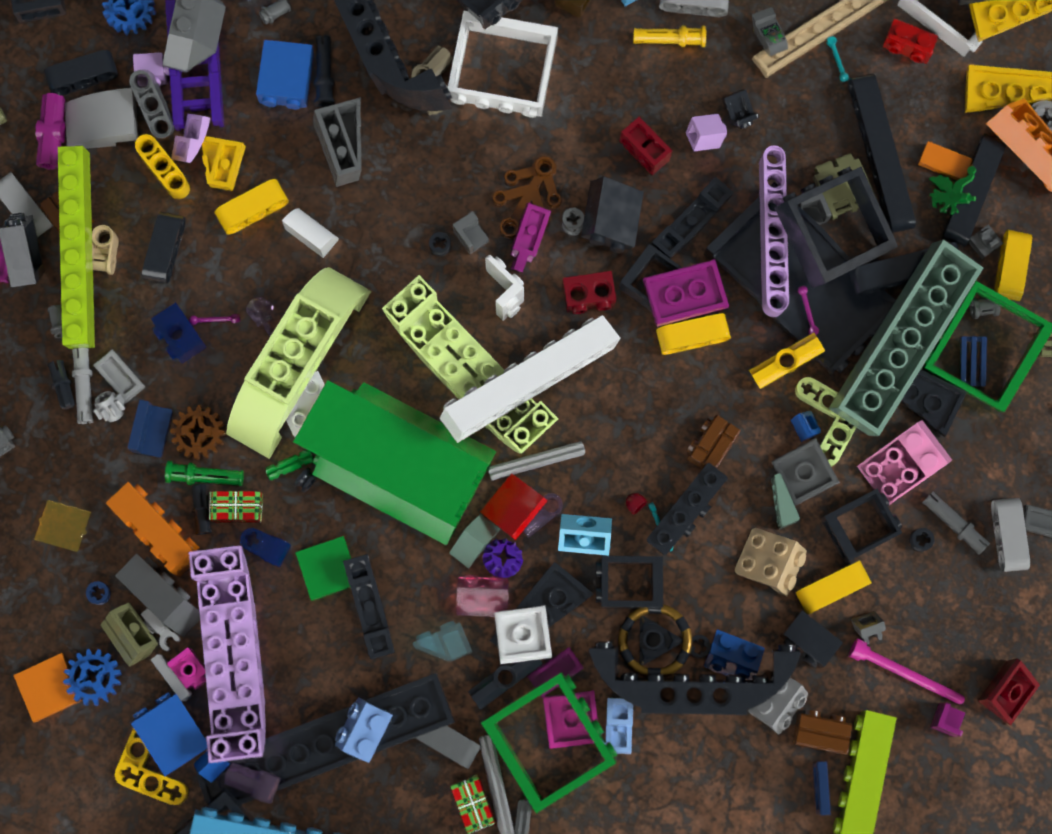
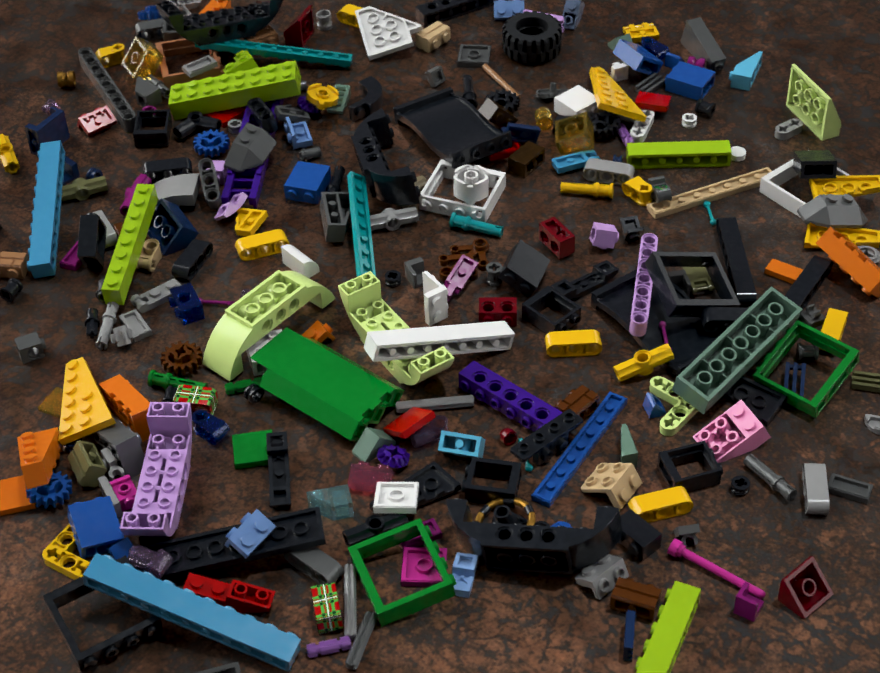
camera: 15 degrees right, 35 degrees down
(66, 643) = (39, 455): none -> orange wedge
(94, 539) = (82, 404): none -> yellow wing
(119, 192) = (171, 228): none -> dark blue slope
(134, 318) = (154, 297): none -> light grey plate
(150, 429) = (145, 354): dark blue panel -> none
(154, 159) = (206, 219): yellow beam -> none
(354, 803) = (238, 594): none -> red slope
(364, 363) = (319, 332): none -> orange bracket
(385, 177) = (361, 224): none -> teal plate
(415, 132) = (393, 219): none -> light grey piece
(517, 70) = (471, 183): none -> white brick
(520, 127) = (468, 223): none -> teal pin
(668, 458) = (506, 397): none -> dark purple brick
(685, 293) = (570, 312): magenta tile -> none
(725, 507) = (579, 450): none -> blue tile
(737, 30) = (638, 190): none -> yellow piece
(805, 471) = (650, 431): dark grey tile -> none
(910, 41) = (765, 208): red bracket -> none
(953, 192) = (784, 284): green piece -> none
(1003, 55) = (833, 211): none -> dark grey wedge

